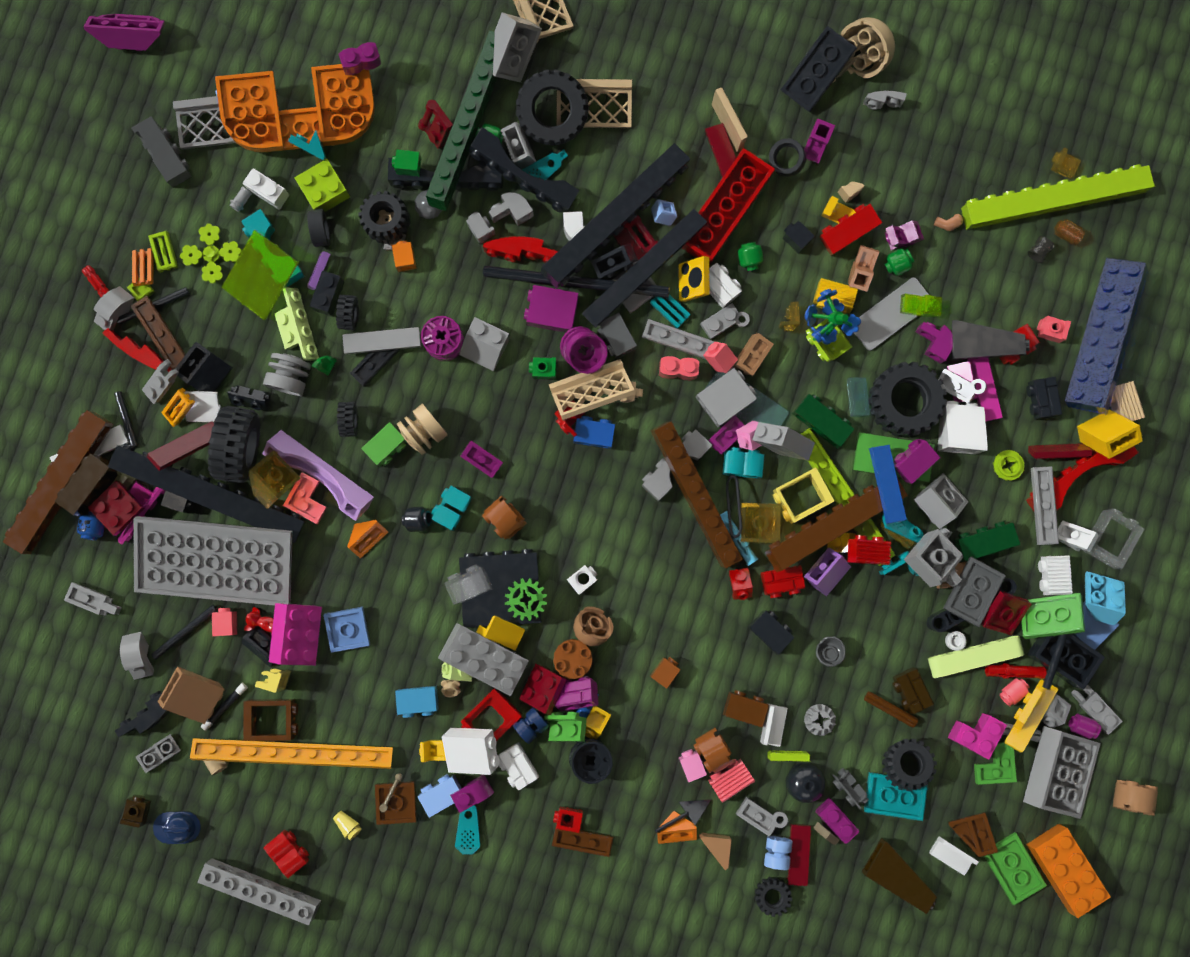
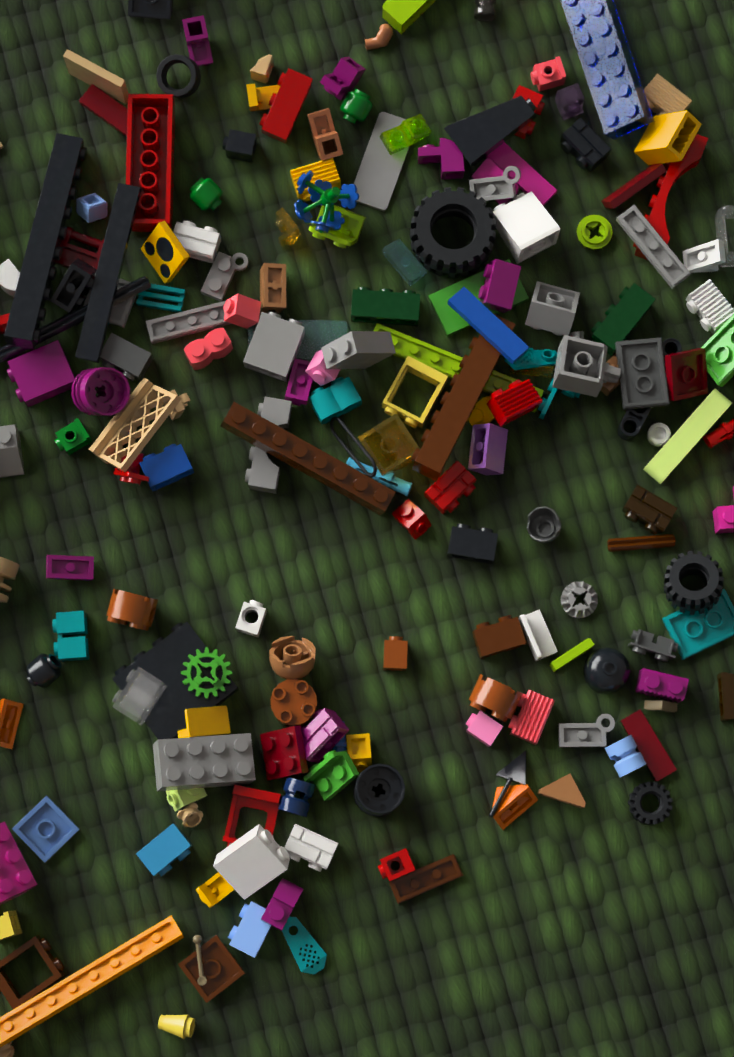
camera: 30 degrees left, 5 degrees down
(1055, 359) = (569, 101): none -> clear purple brick

